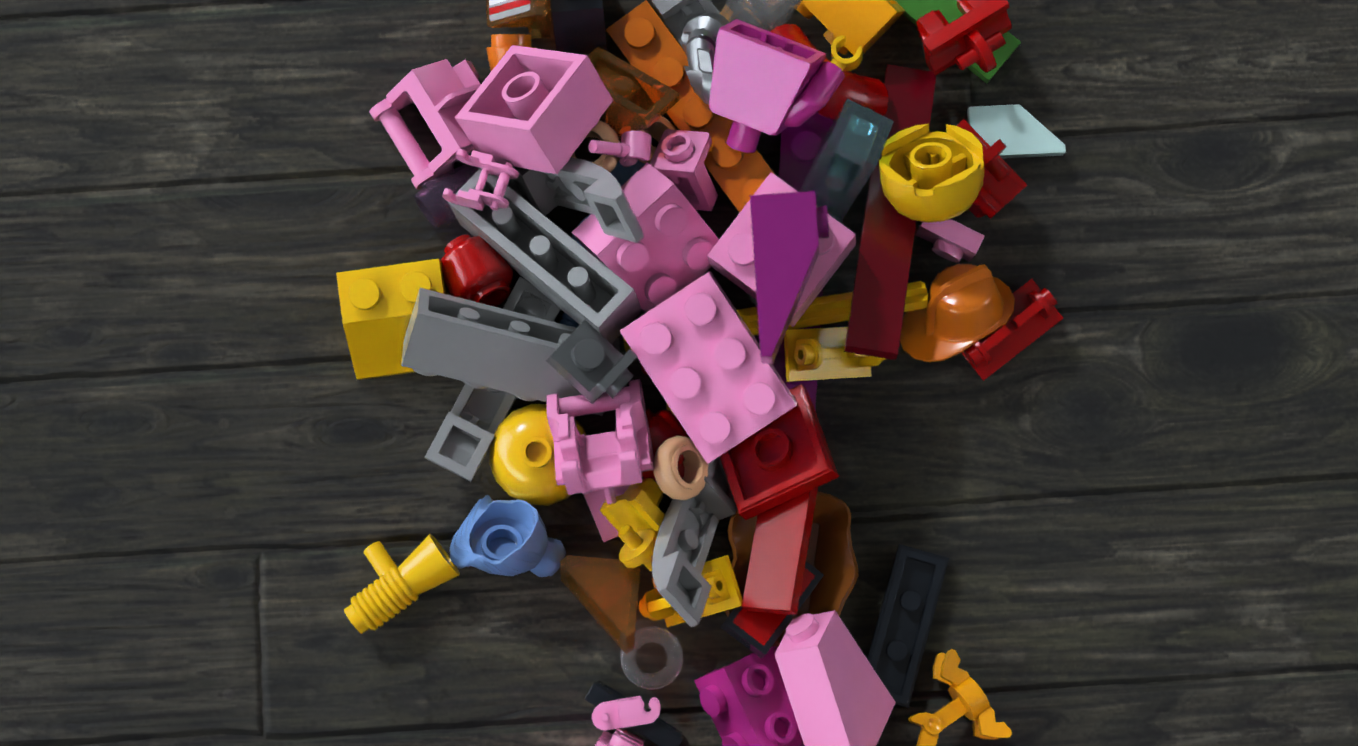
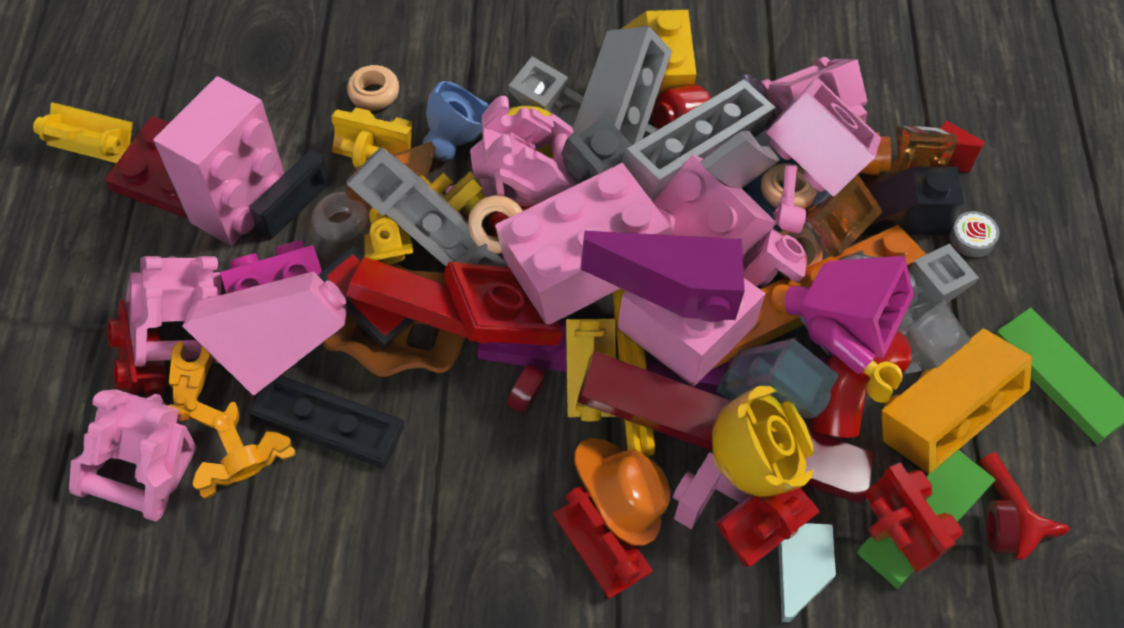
camera: 90 degrees right, 25 degrees down
(398, 586) = (435, 51): yellow piece -> none
(476, 197) = (746, 89): bright pink piece -> none
(480, 658) = (376, 99): none -> light nougat piece
(551, 639) = (361, 135): none -> yellow hips
(625, 713) = (290, 164): bright pink piece -> none
(854, 419) = (526, 389): none -> dark red tile

